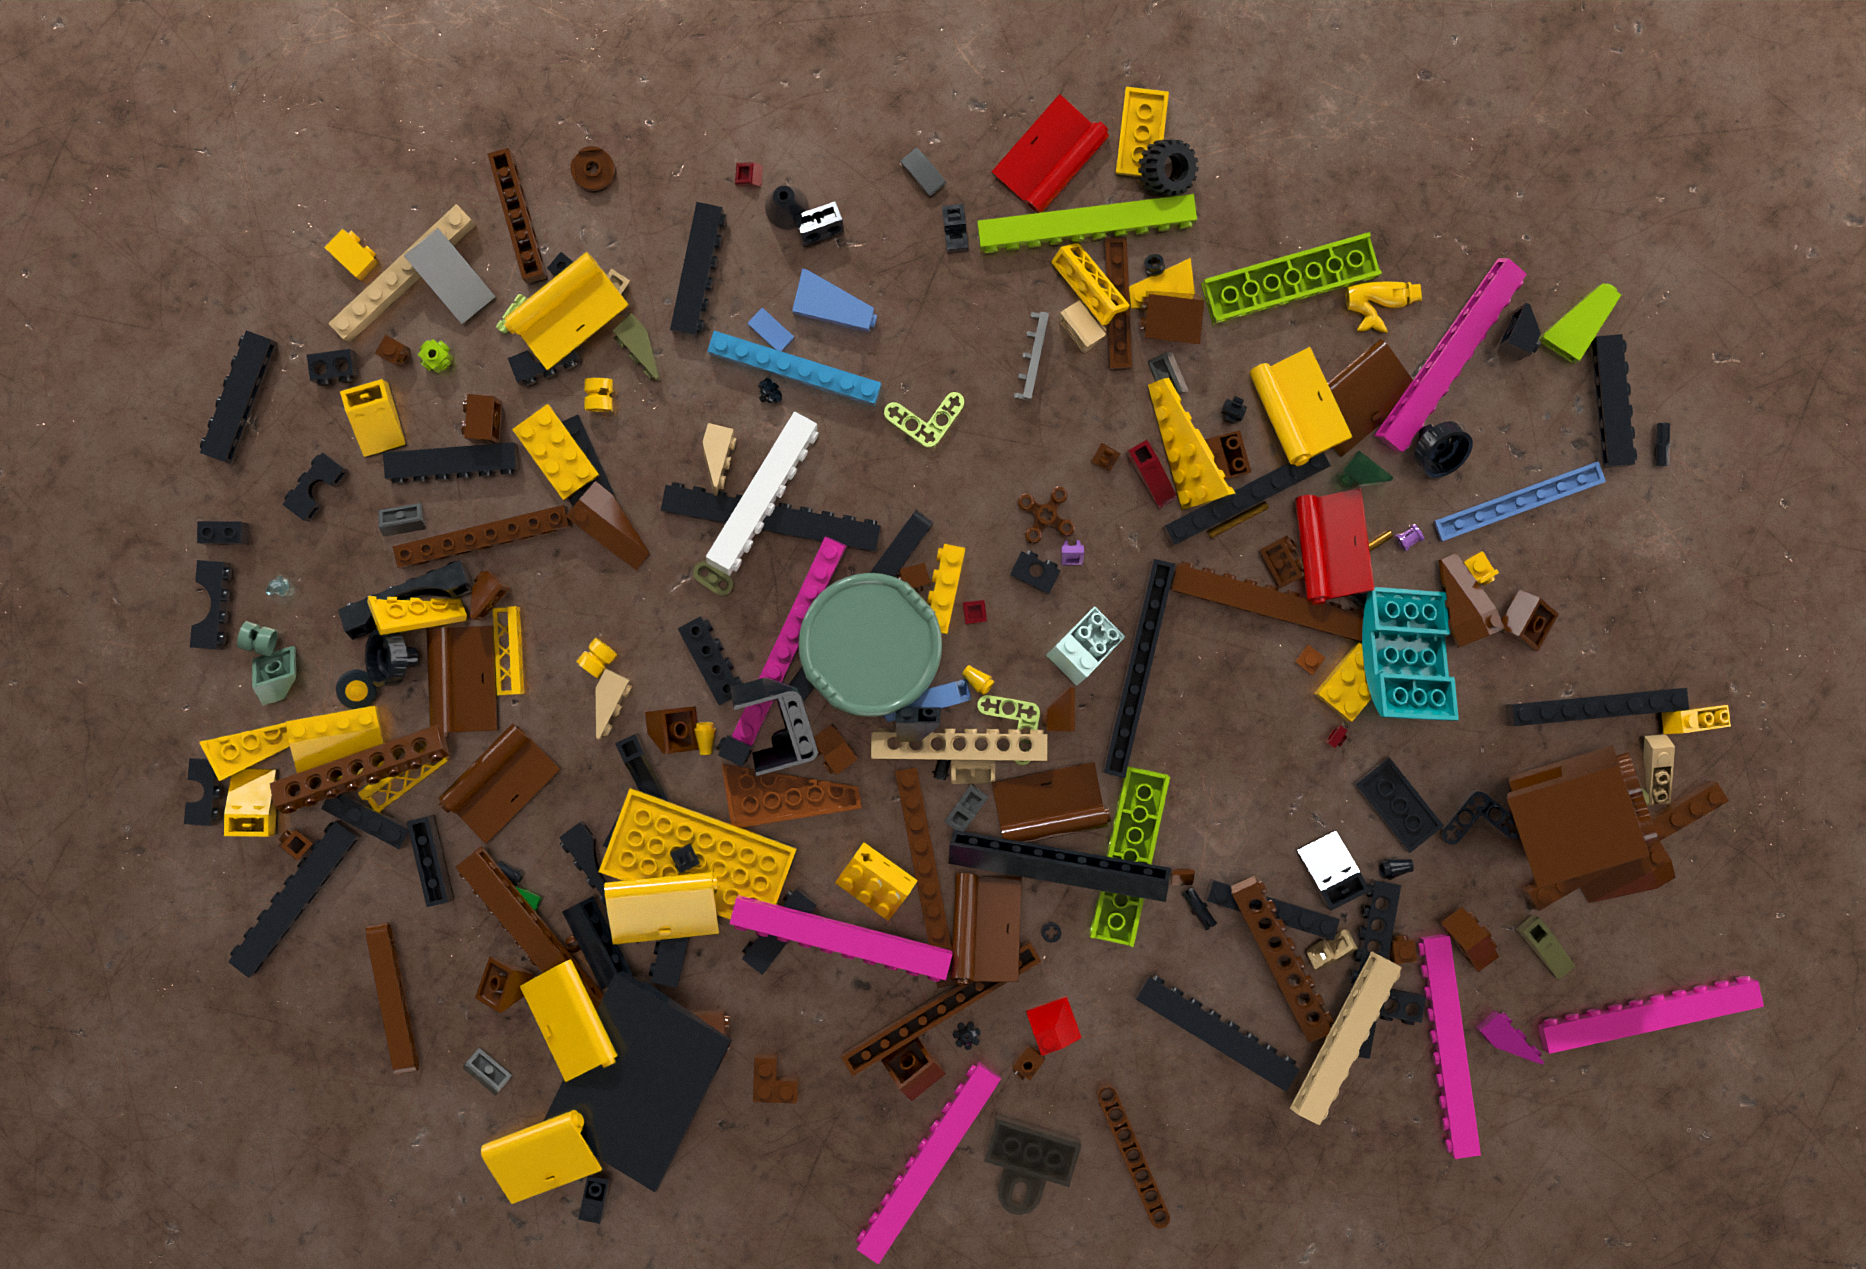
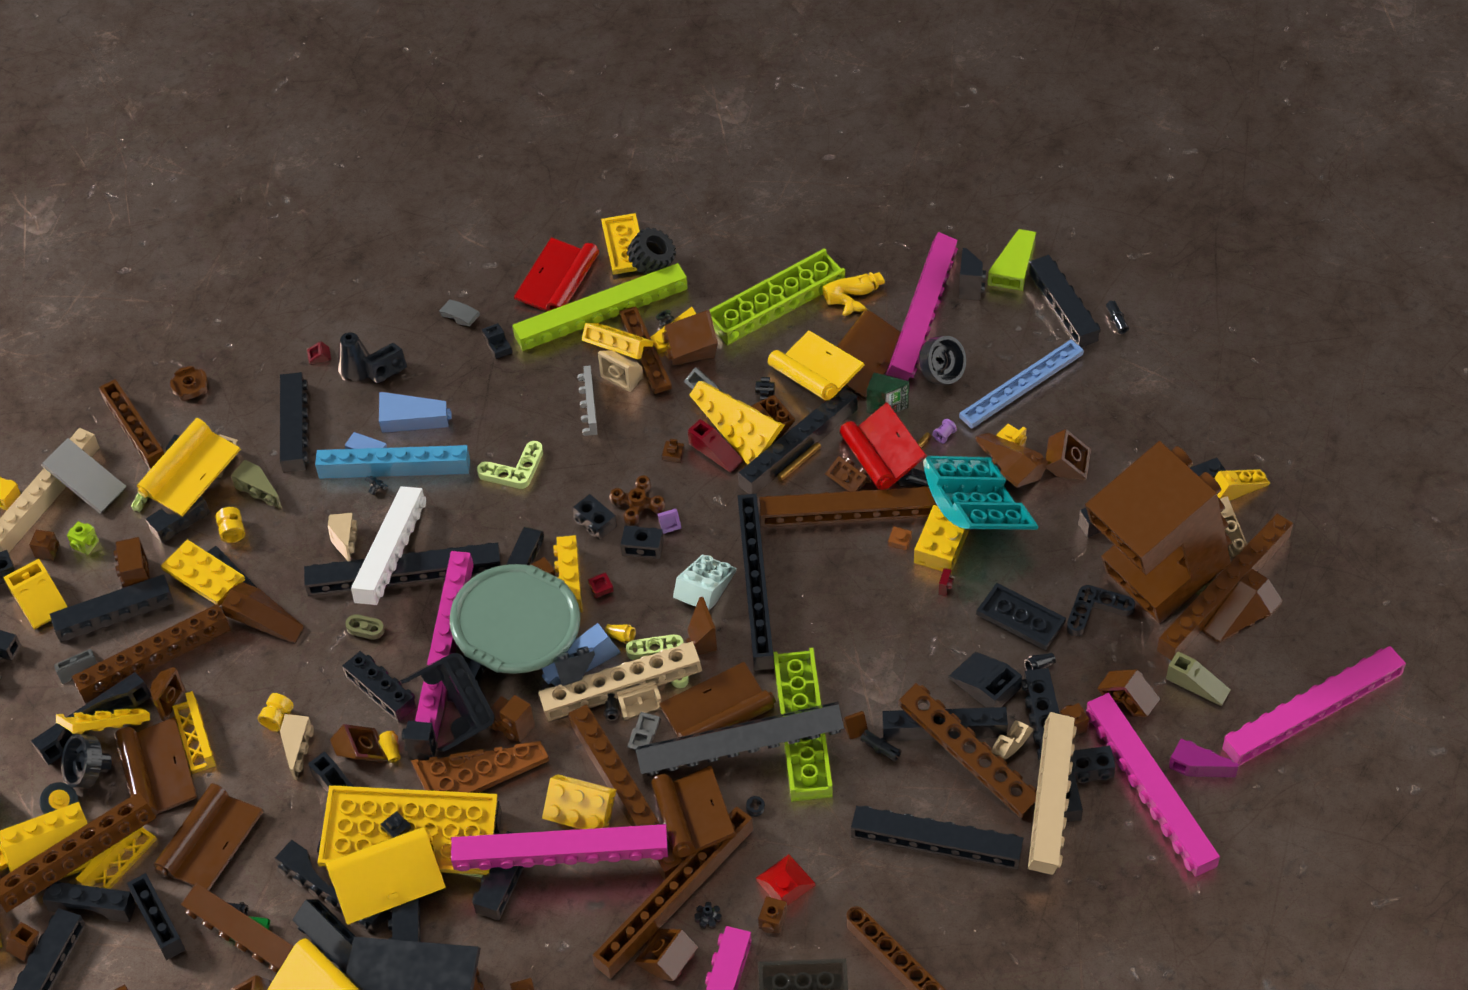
camera: 10 degrees left, 35 degrees down
(998, 519) = (592, 512): none -> black brick

